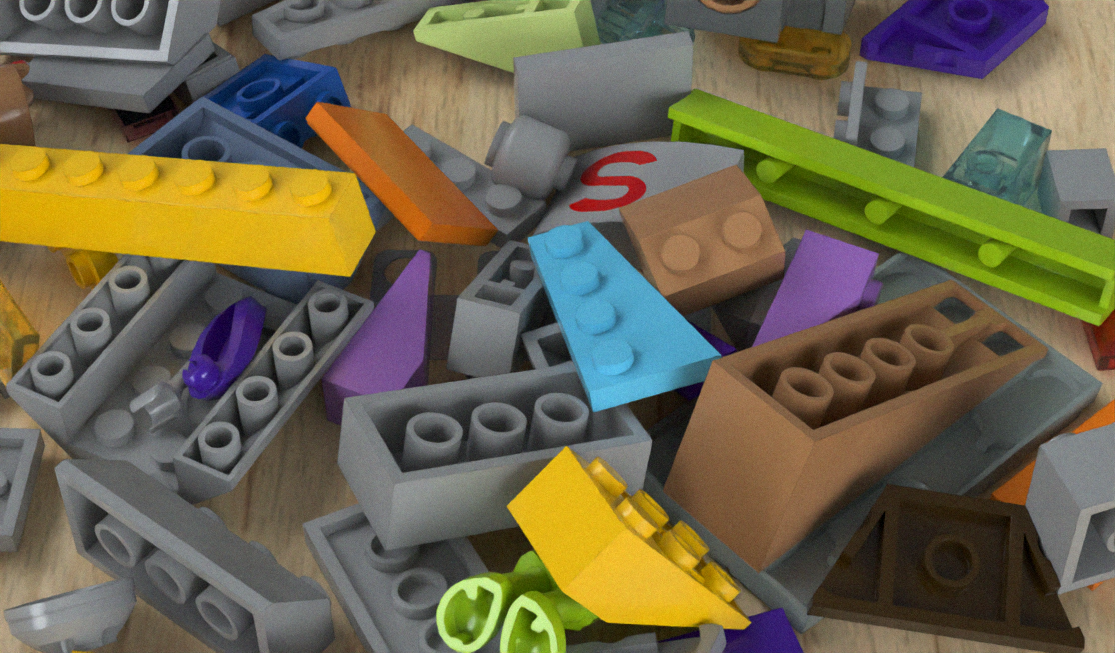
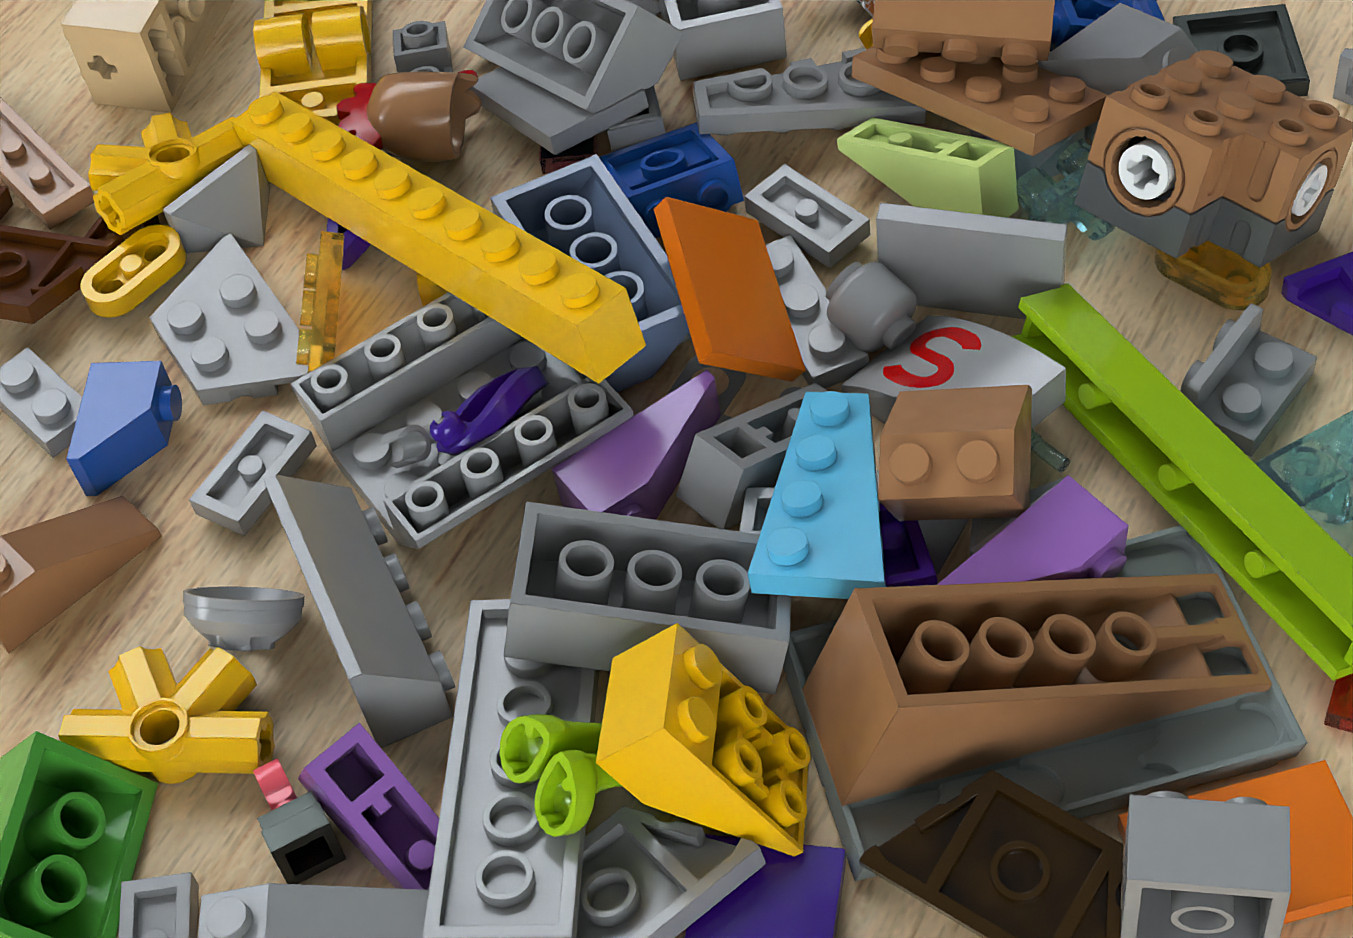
camera: 35 degrees right, 5 degrees up
(429, 104) = (809, 214): none -> light grey plate

